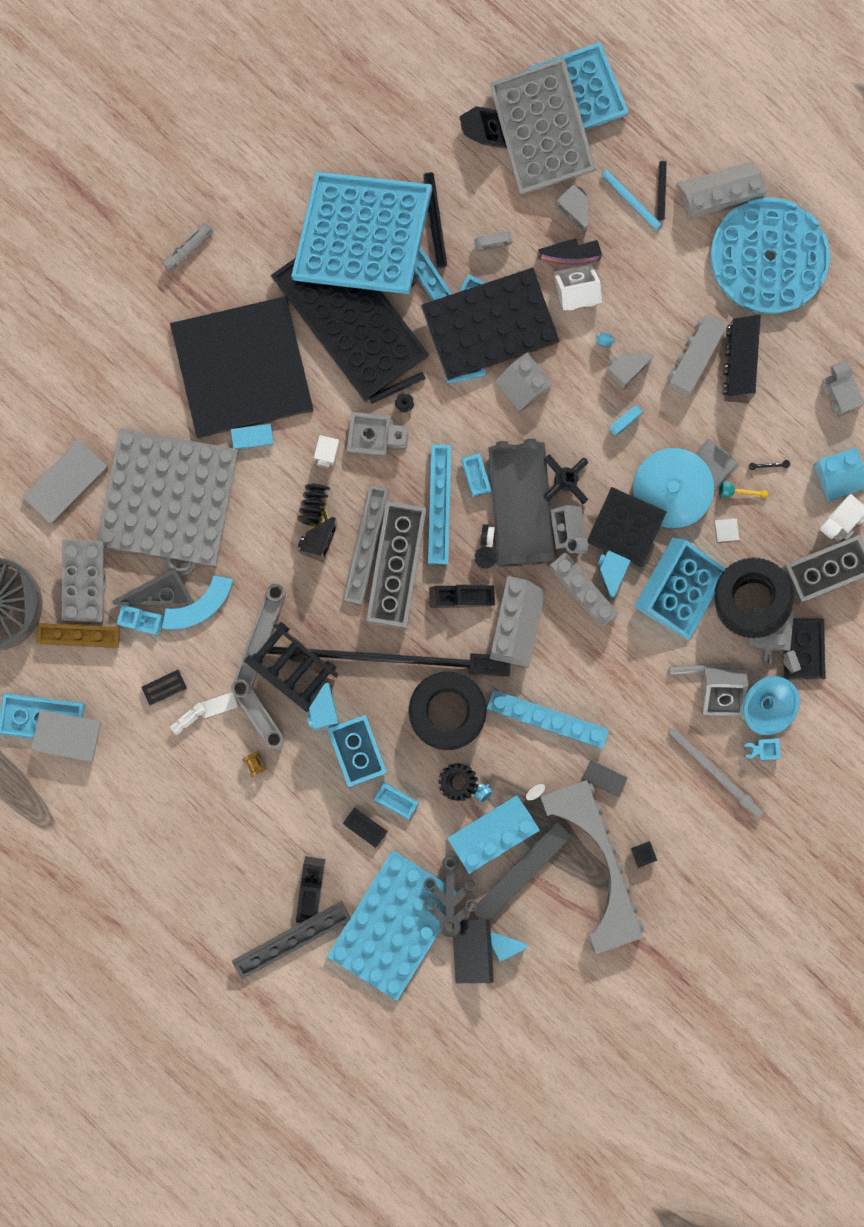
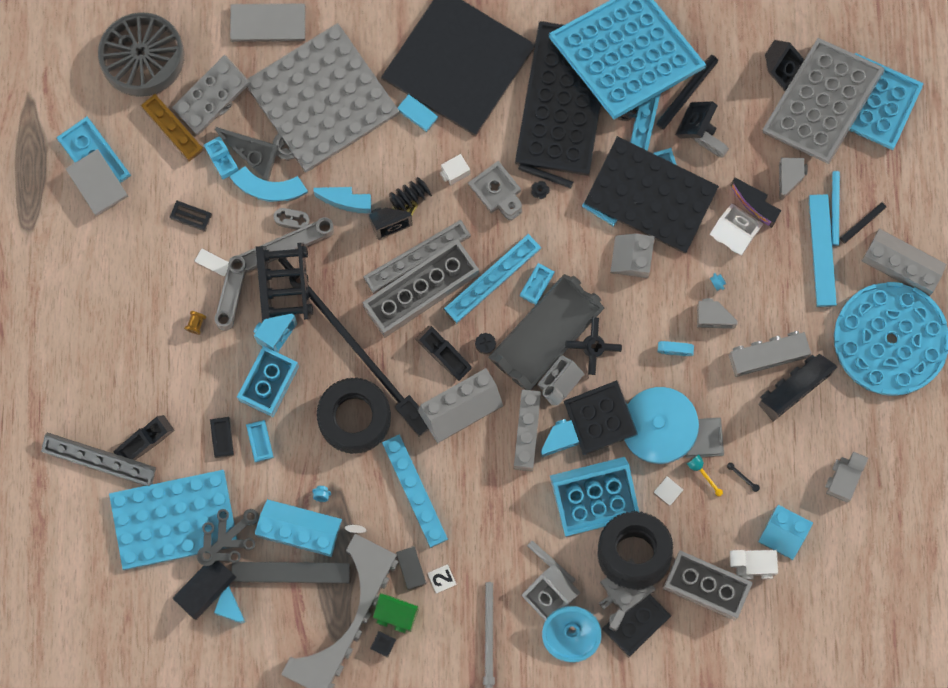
camera: 50 degrees right, 5 degrees down
(188, 718) = (183, 250): white axle -> none
(246, 616) = (292, 214): none -> light grey beam
(268, 557) = (344, 199): none -> medium azure slope
(446, 782) = (307, 460): black tyre -> none
(466, 233) = (697, 120): none -> black tile
(487, 536) = (501, 330): piece -> none
(630, 822) = (395, 613): none -> green slope
(633, 762) = (442, 578): none -> white sticker
(654, 240) = (822, 250): none -> medium azure tile
(767, 749) = (538, 661): medium azure plate -> none

